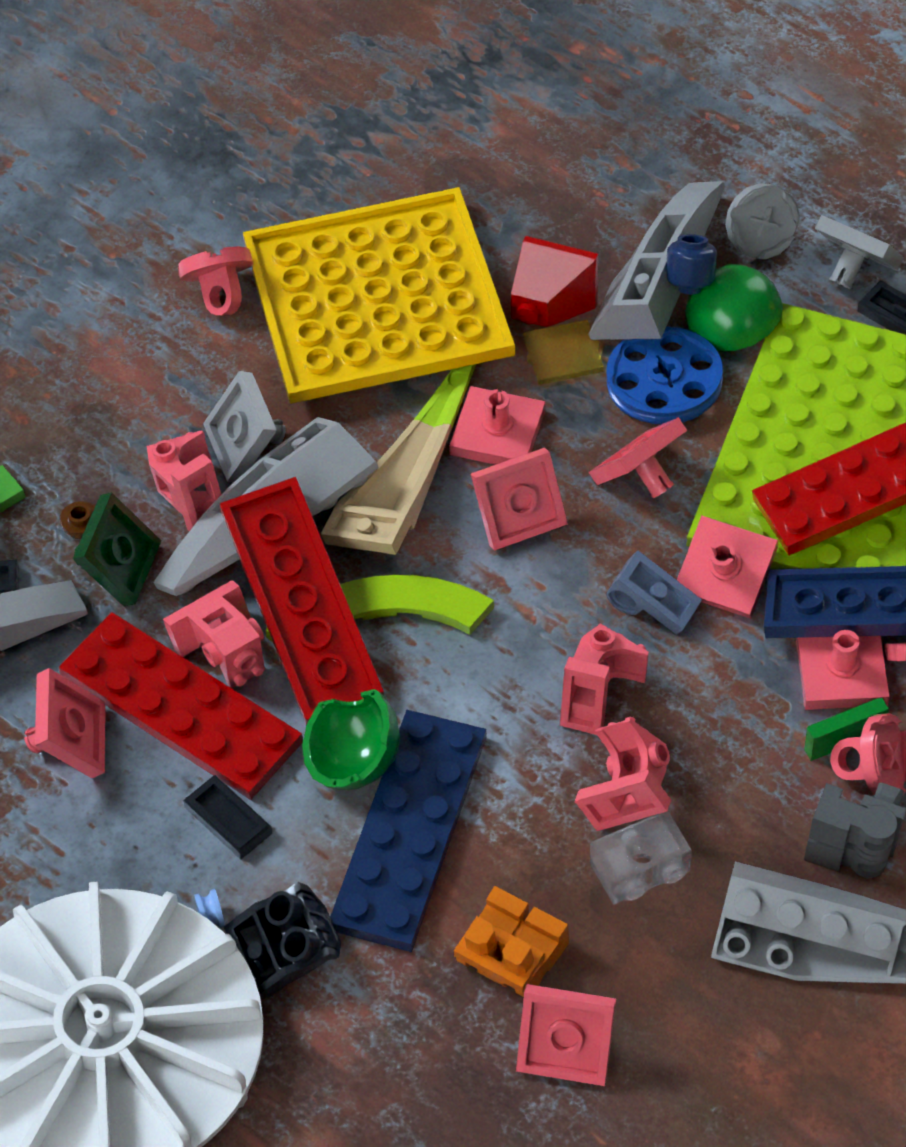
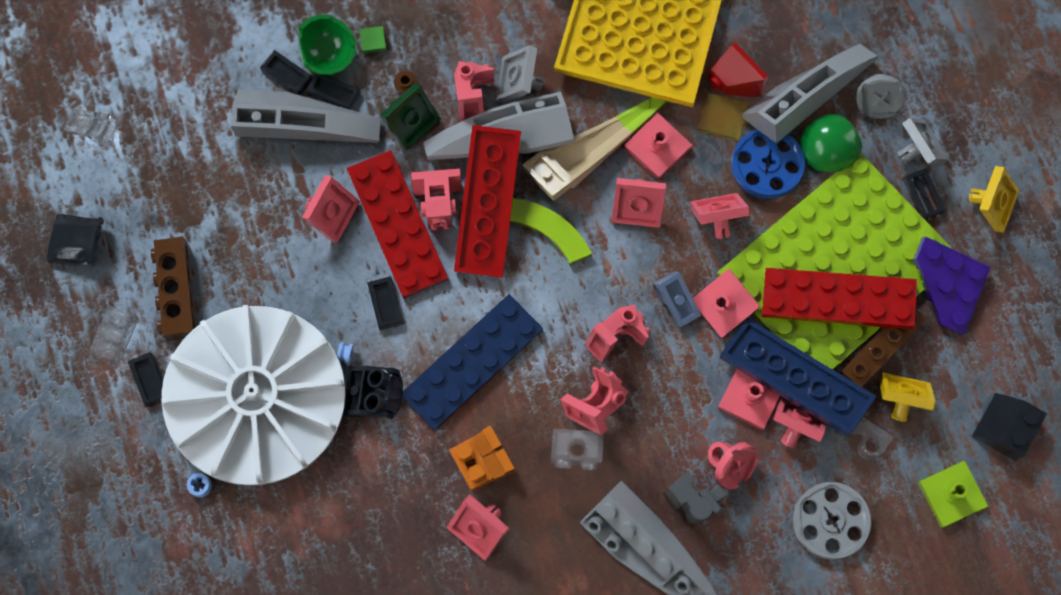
camera: 25 degrees right, 20 degrees up
(351, 741) = (466, 300): green cylinder -> none
(691, 263) = (817, 110): dark blue head -> none
(848, 724) = (728, 434): green tile -> none

